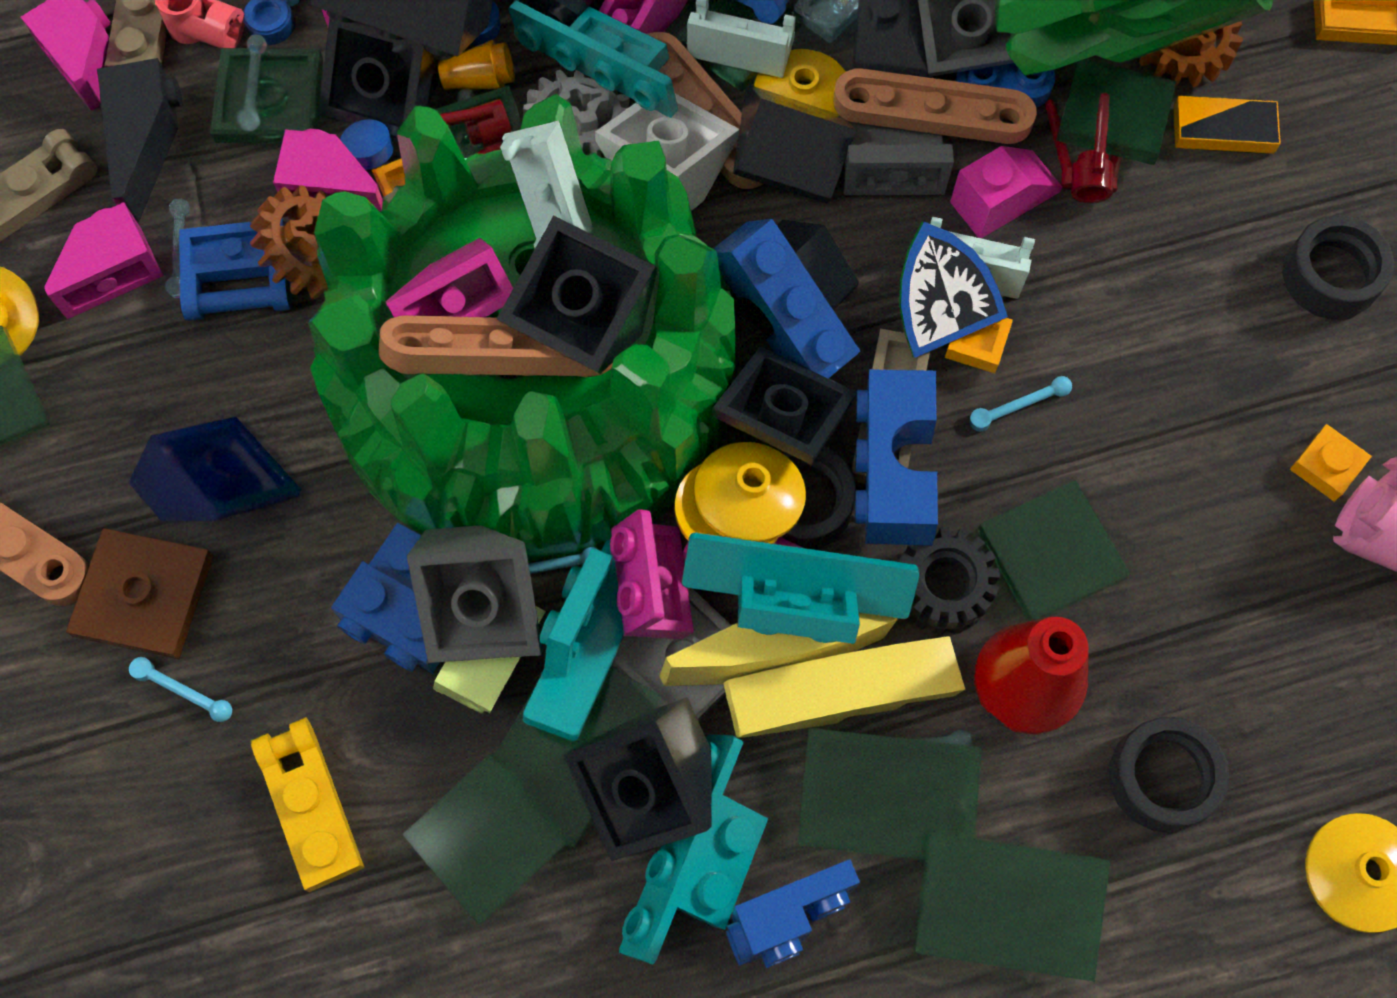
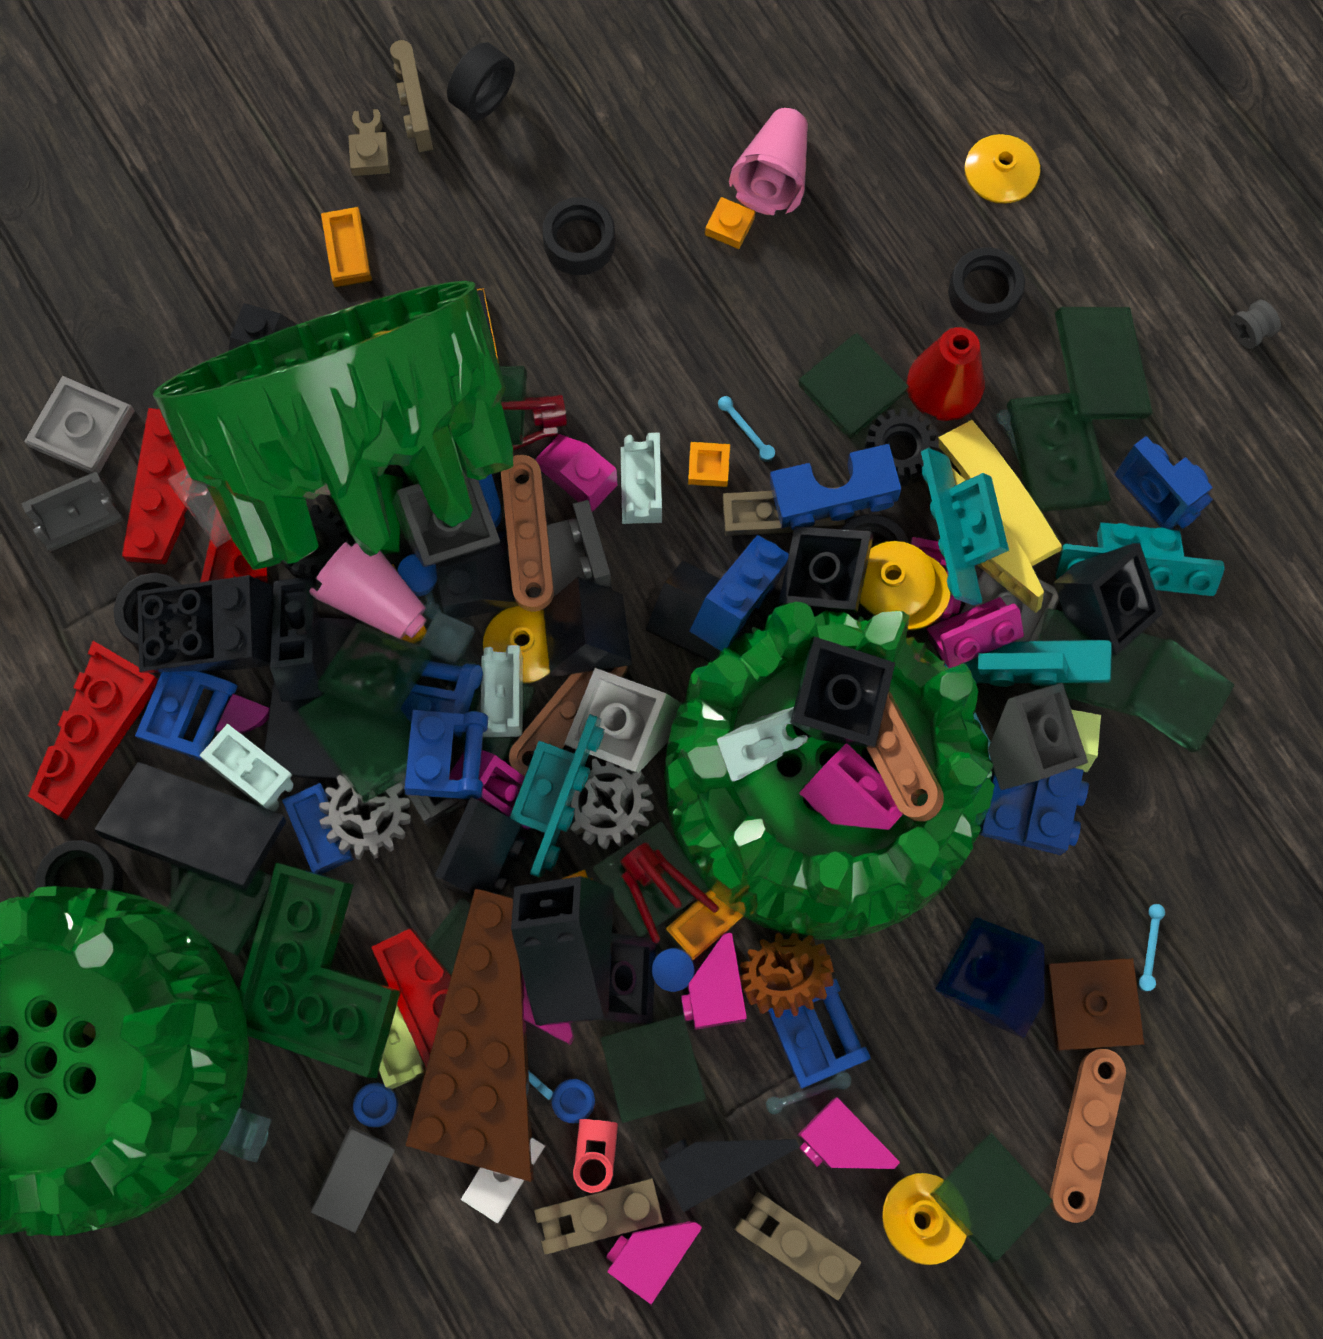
camera: 105 degrees left, 5 degrees up
(248, 117) = (687, 1069): clear light blue hinge -> none
(308, 807) = (1199, 825): yellow plate -> none
(945, 291) = (694, 486): shield -> none

